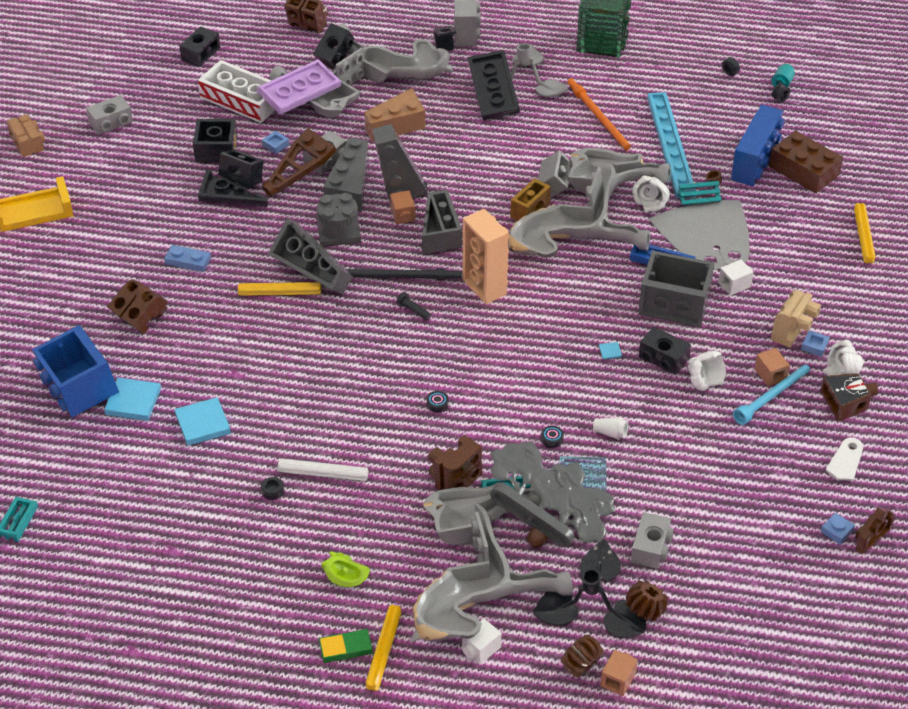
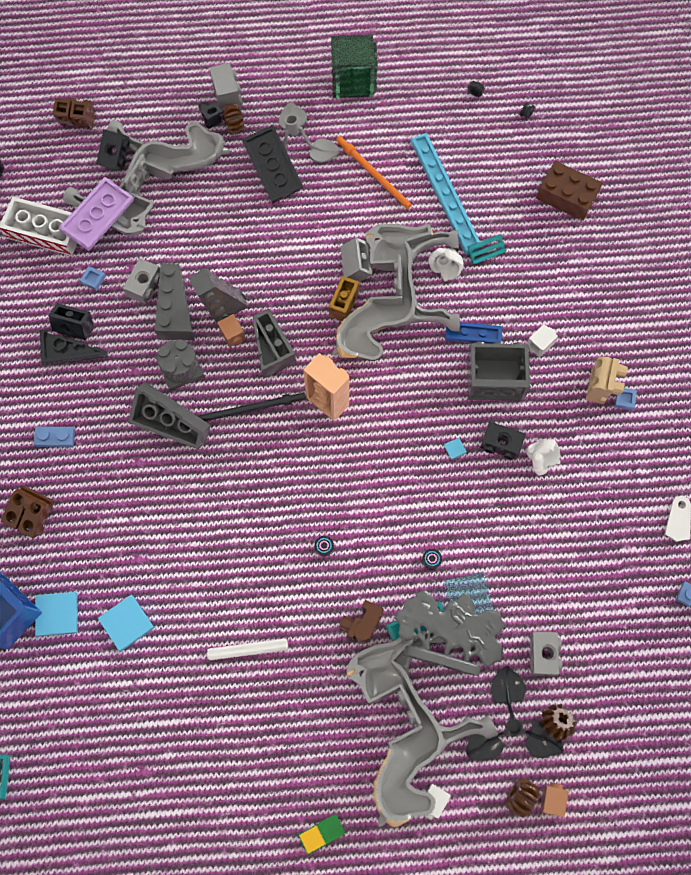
camera: 15 degrees left, 25 degrees up
(213, 138) = (36, 293): black brick -> none
(272, 488) = (209, 681): black tile -> none
(290, 288) = (146, 453): yellow axle -> none
(312, 144) = (123, 281): reddish brown plate -> none
(344, 571) = (299, 757): lime hat -> none
(383, 648) = (354, 827): yellow axle -> none
(401, 111) = (194, 222): medium nougat wedge -> none
(403, 300) = (273, 443): black piece -> none
(465, 44) = (233, 119): none -> reddish brown gear
(536, 538) = (449, 676): reddish brown hinge -> none
(611, 427) = (479, 537): white cone -> none
(705, 225) = (497, 284): light grey piece -> none
(714, 175) = (495, 226): reddish brown hinge -> none
(744, 413) = (585, 492): medium azure piece -> none
(756, 144) = (526, 184): blue brick -> none
(771, 367) = (596, 435): nougat brick -> none
(784, 75) = (524, 90): teal brick -> none
(843, 359) = (655, 416): white hair -> none
(847, 394) = (665, 450): torso -> none
(864, 233) = (636, 259): yellow axle -> none

